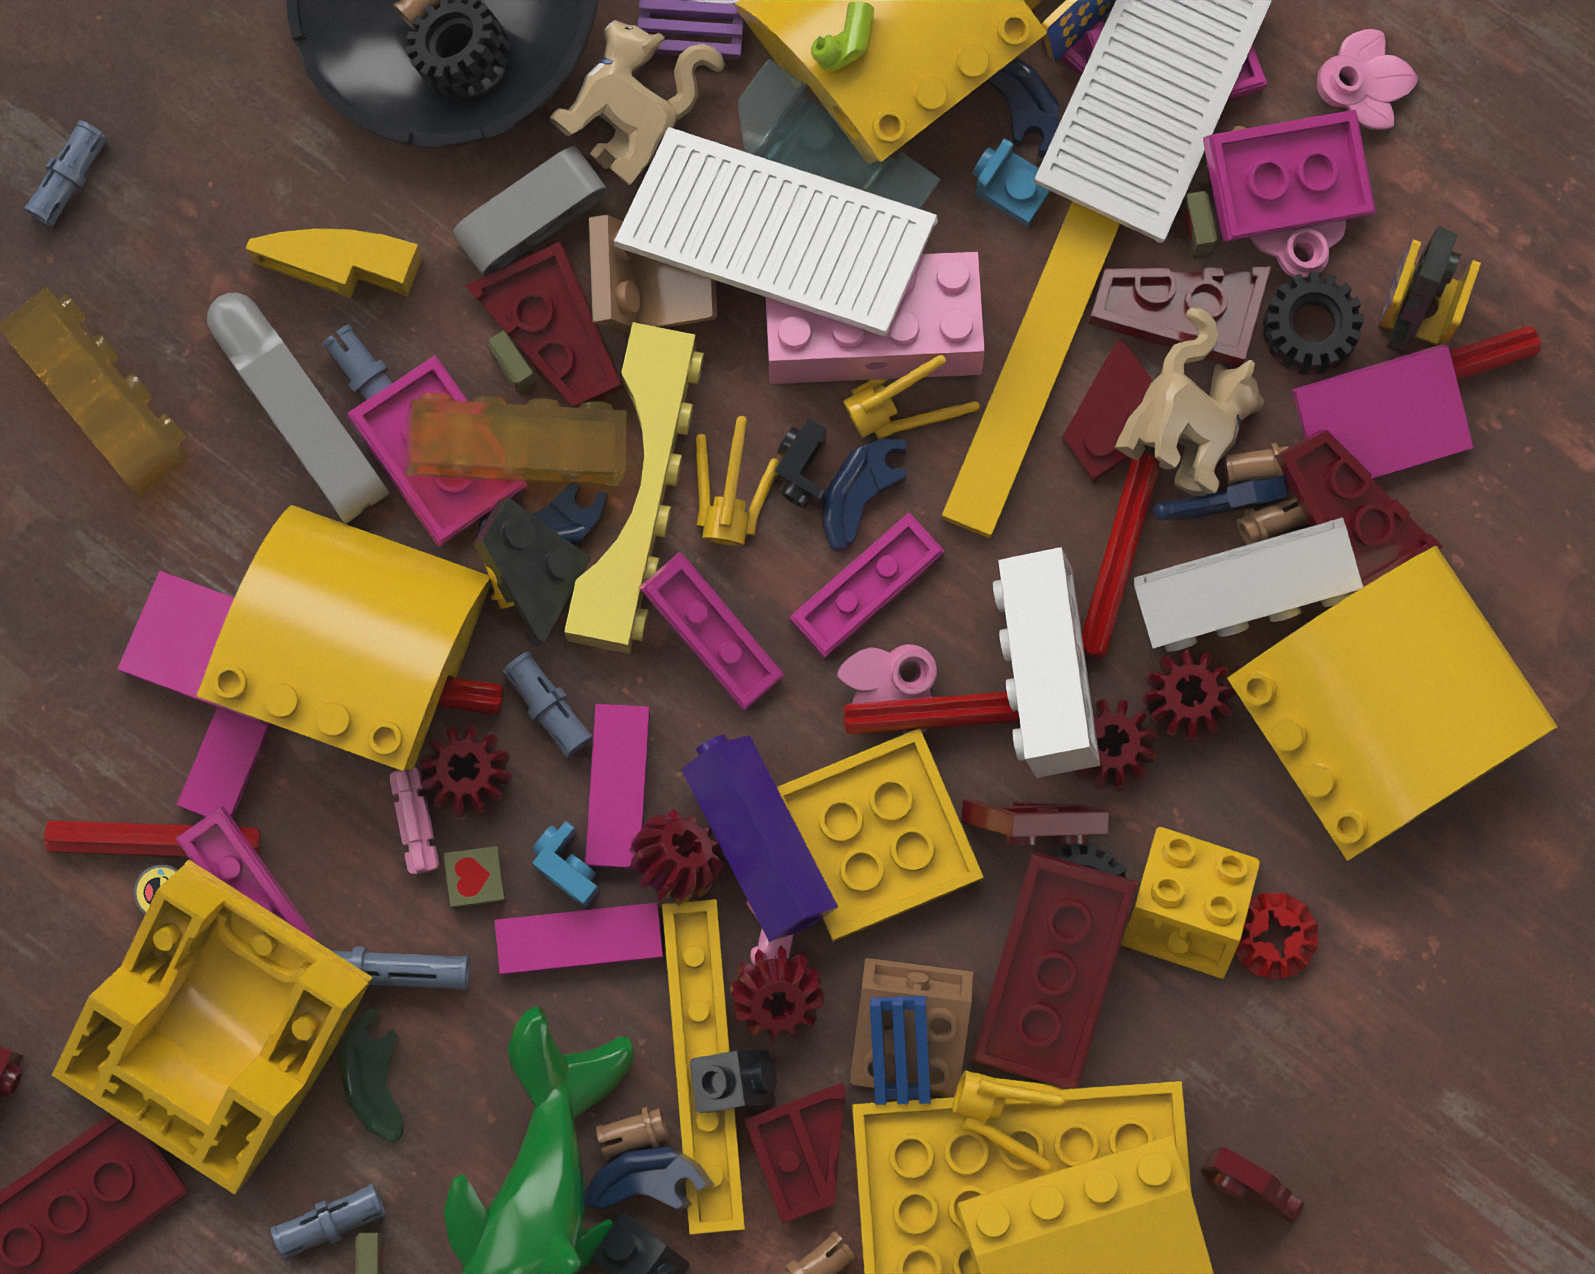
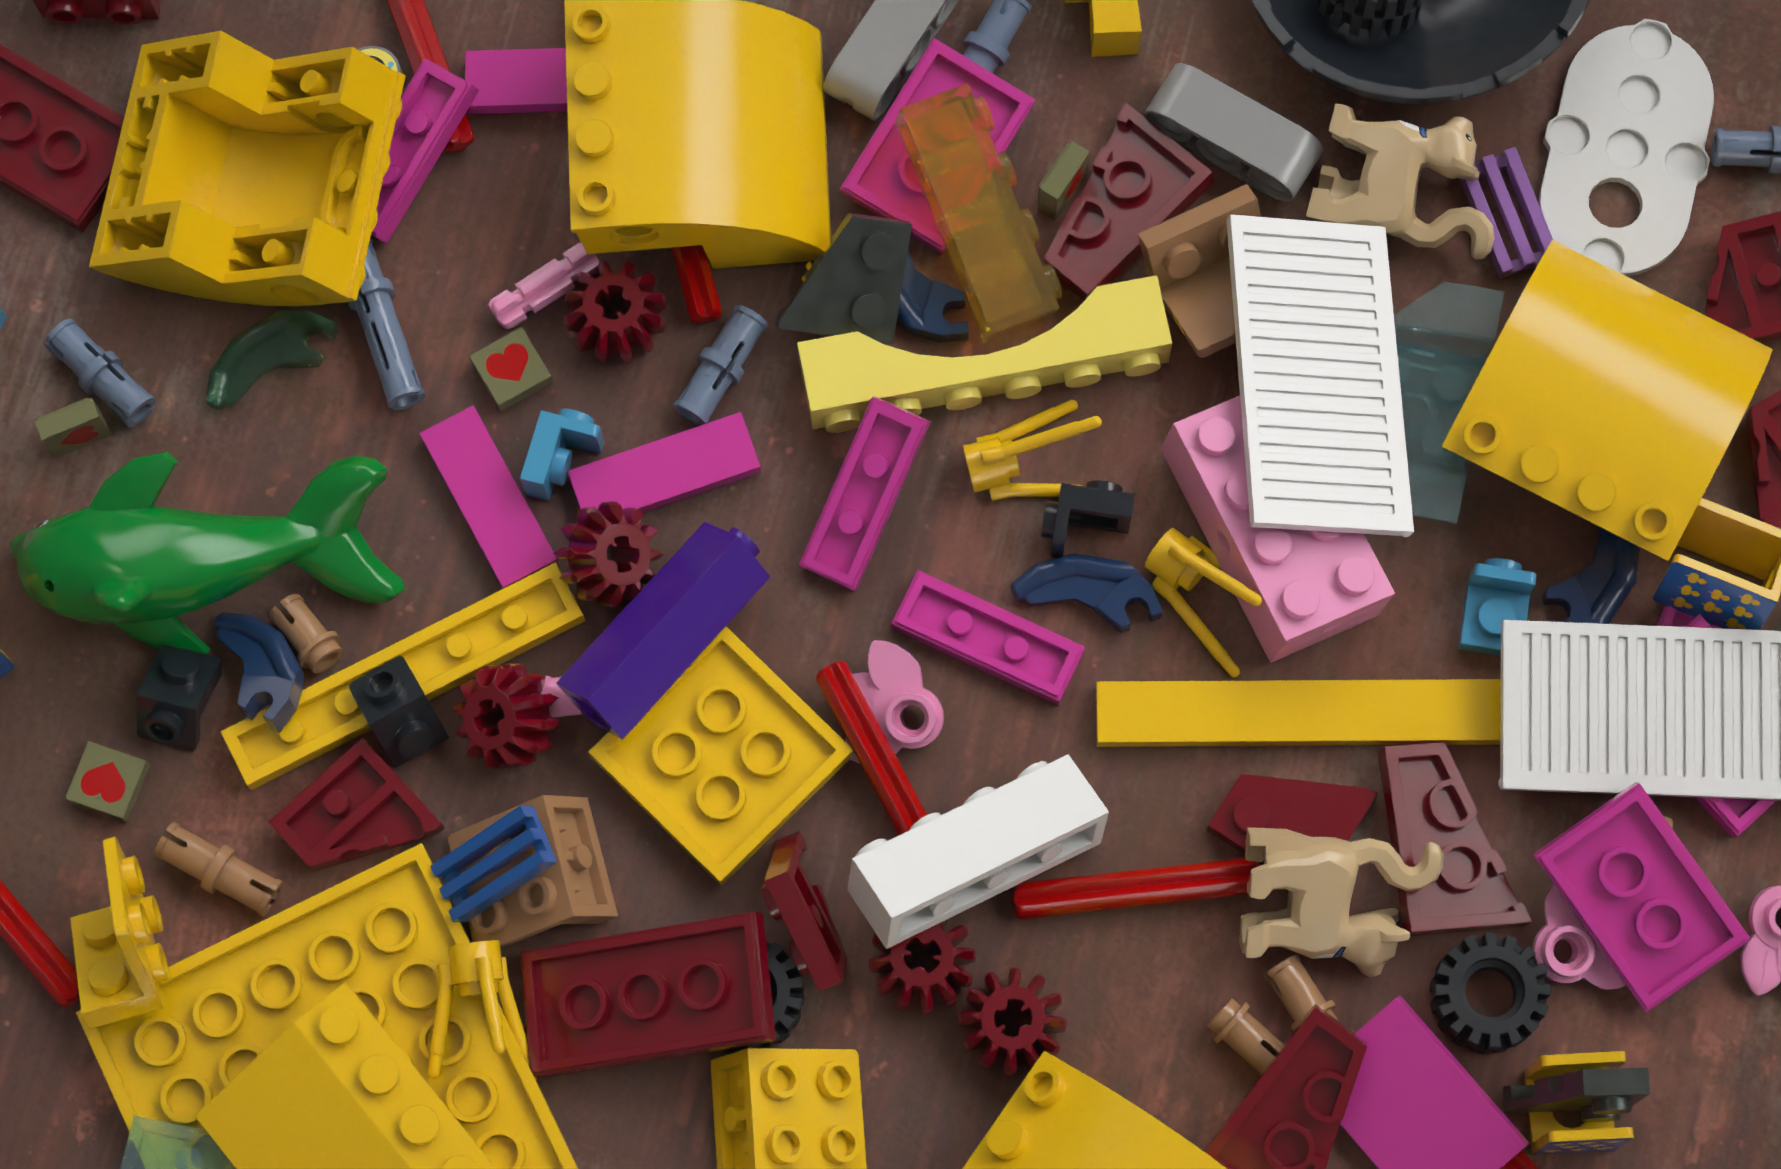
camera: 70 degrees right, 5 degrees down
(848, 45) = (1547, 352): lime arm -> none
(1199, 224) = (1542, 824): olive tile -> none
(1234, 498) = (1249, 979): dark blue piece -> none
(1248, 584) = (1158, 1032): white brick -> none

